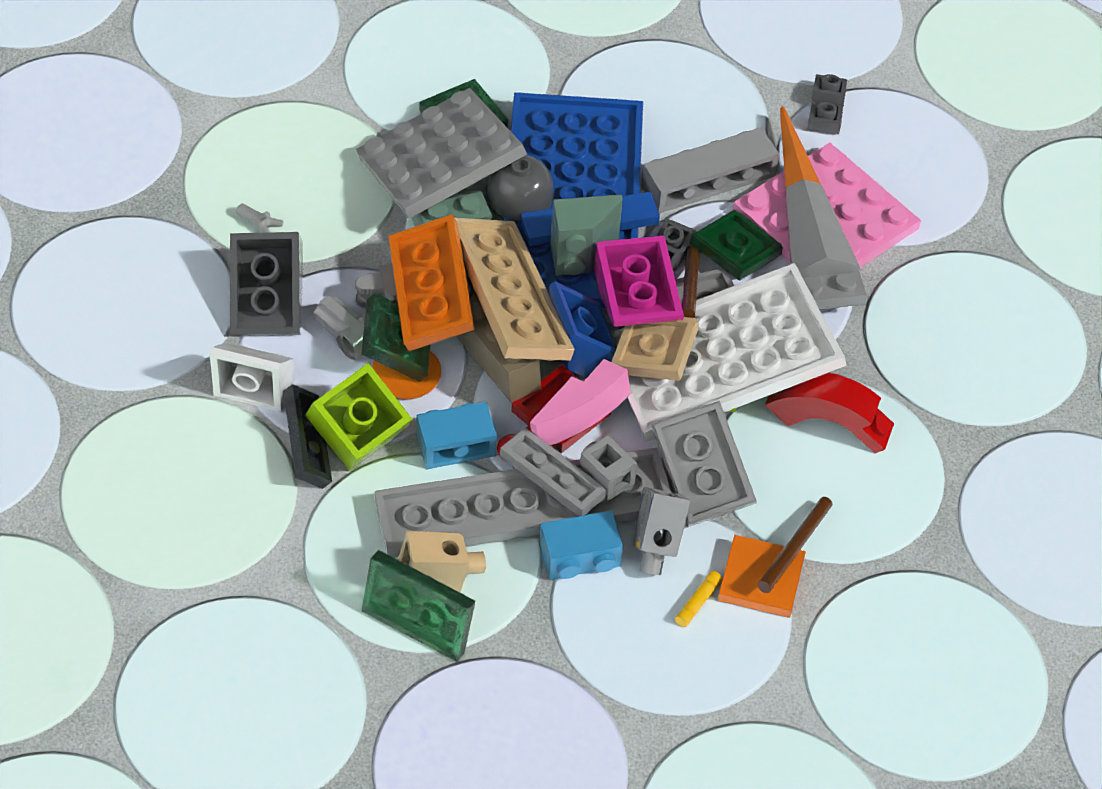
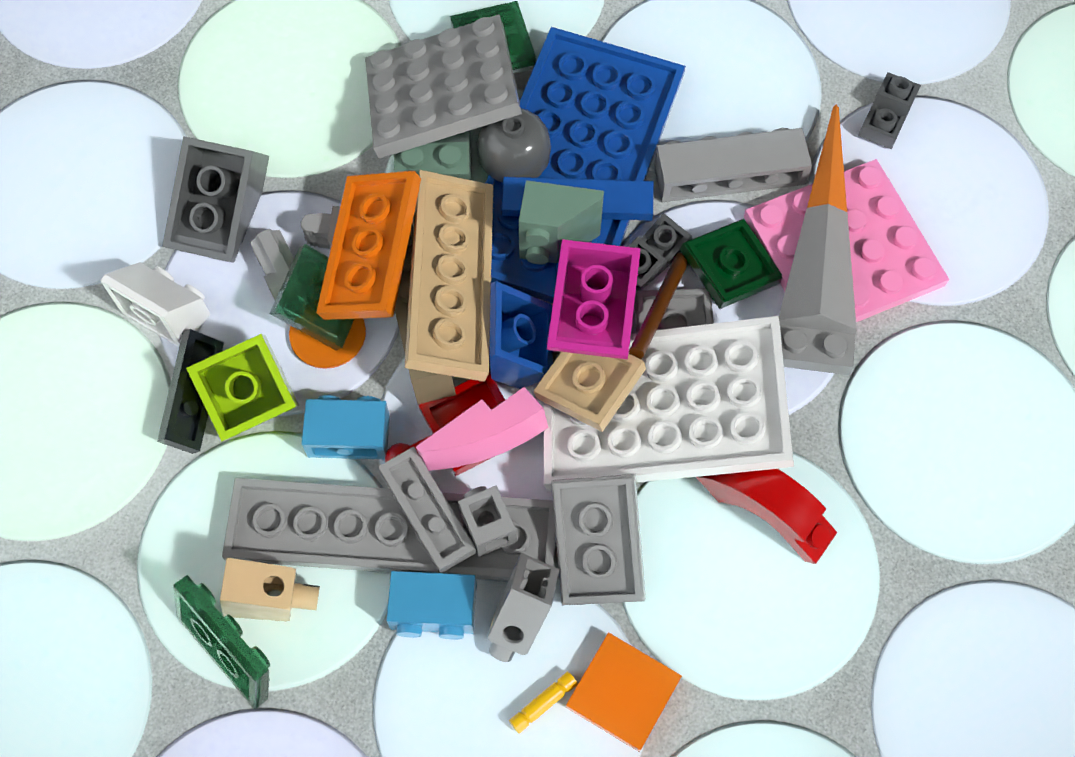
camera: 20 degrees right, 15 degrees up
(259, 219) = (239, 119): light grey bar -> none
(794, 545) = (669, 668): reddish brown bar -> none

